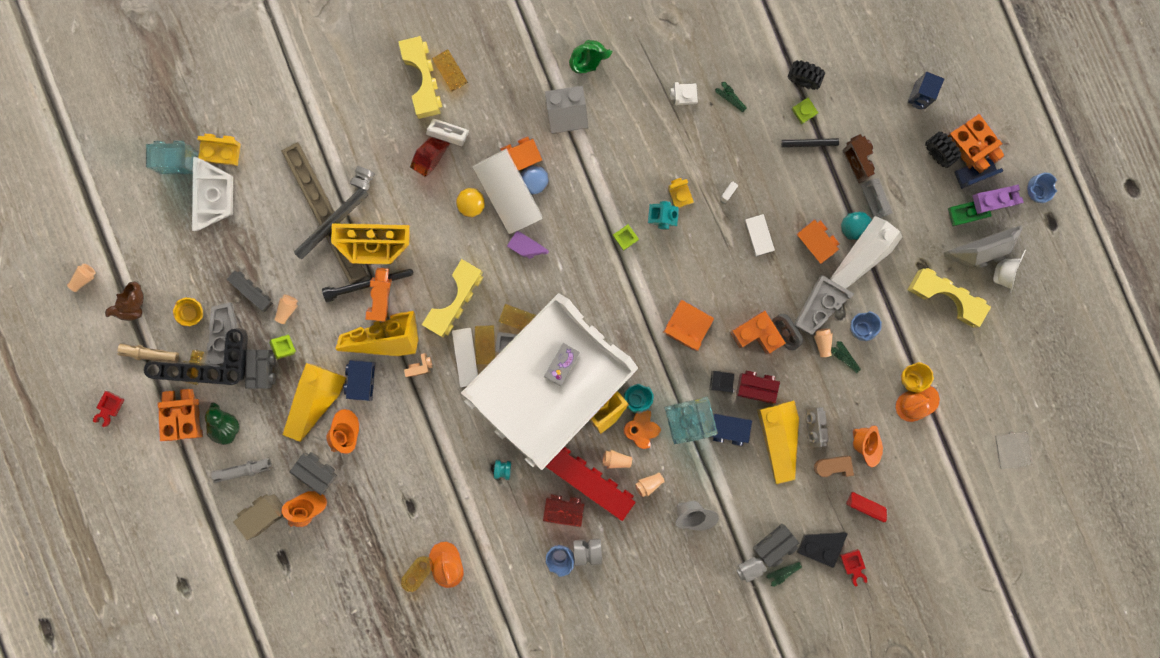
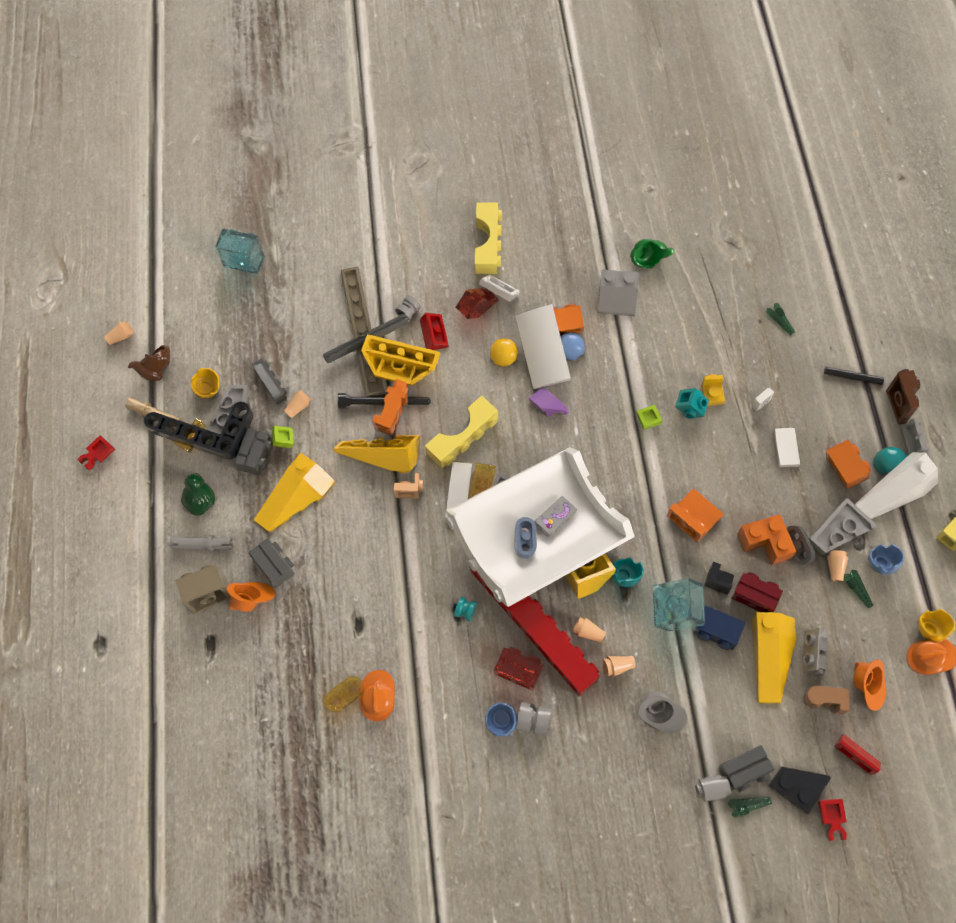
camera: 20 degrees right, 20 degrees down
(179, 417) = (160, 477): orange hips -> none
(210, 194) = (263, 291): white wing -> none
(219, 150) = (284, 257): yellow bracket -> none
(343, 432) = (314, 529): orange piece -> none
(360, 380) = (347, 485): dark blue brick -> none
(395, 195) = (433, 331): none -> red slope
(449, 70) = (516, 240): clear yellow plate -> none
(515, 317) = (516, 462): clear yellow plate -> none
(540, 395) = (525, 539): none -> sand blue plate
(644, 429) = (626, 607): orange plate -> none
(684, 94) = (735, 306): white bracket -> none
(804, 110) = (853, 346): lime plate -> none
(806, 75) = (860, 311): black tyre -> none

